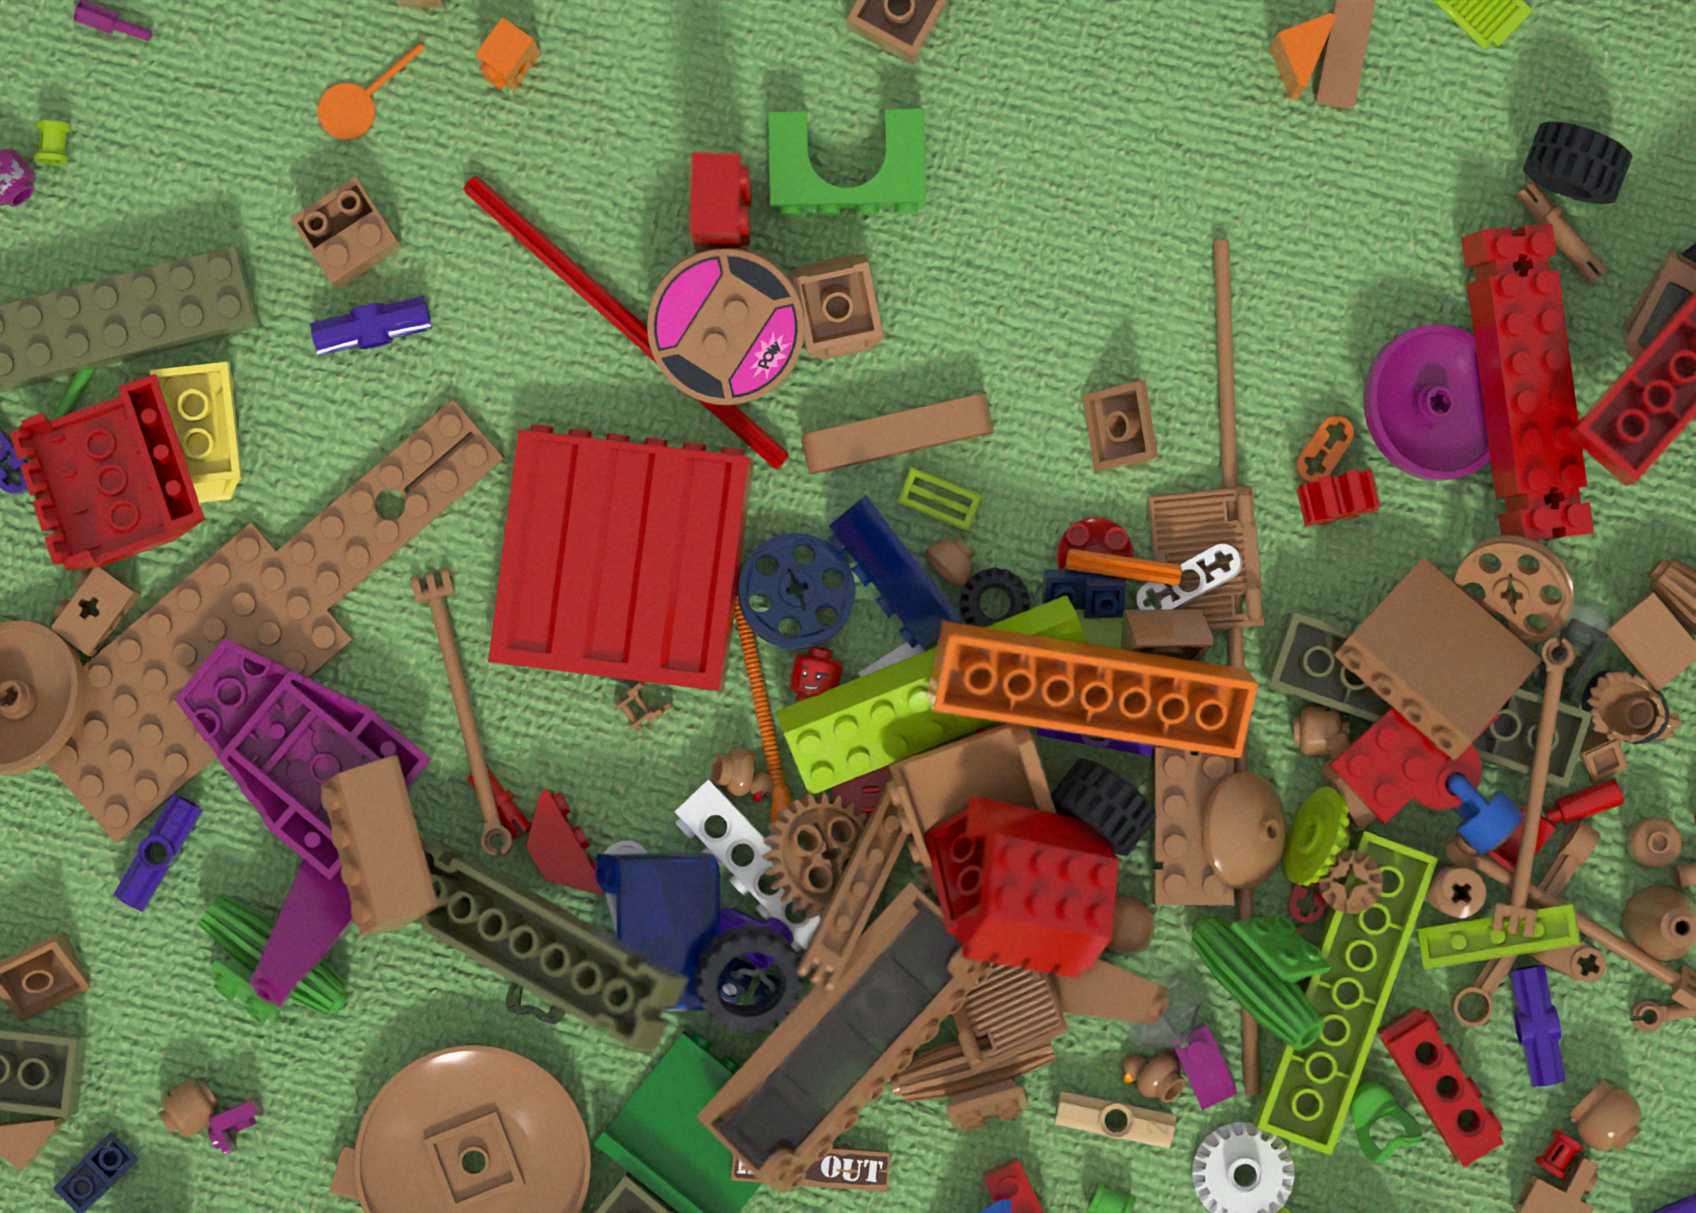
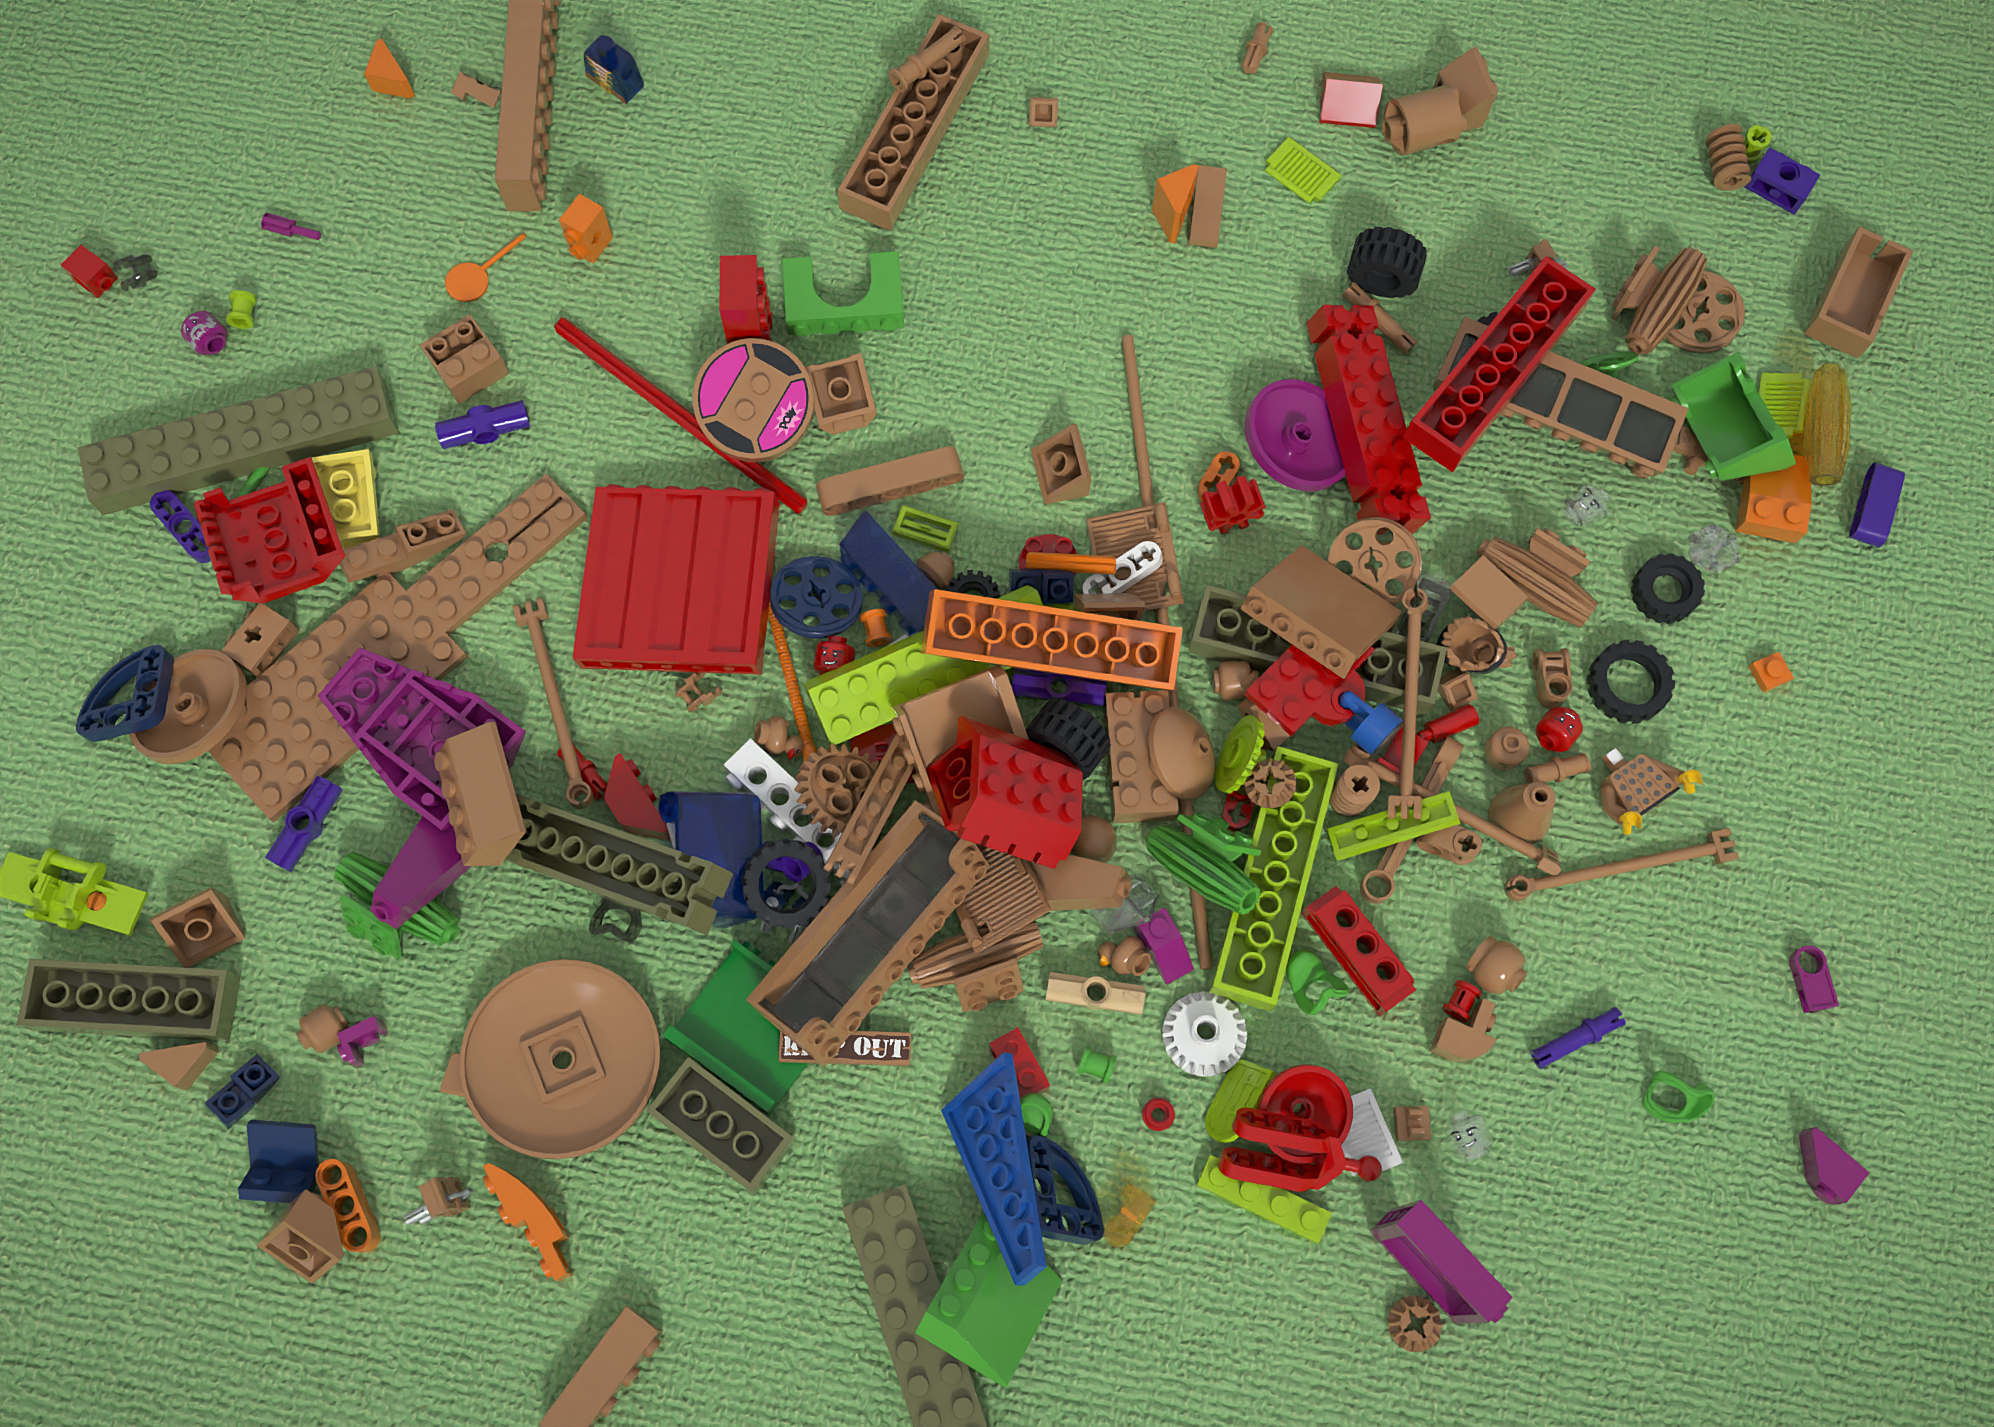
camera: 10 degrees left, 15 degrees down
(273, 493) = (404, 548): none -> medium nougat slope
(870, 635) = (876, 628): none -> orange bush
(1537, 1025) = (1432, 898): dark purple piece -> none

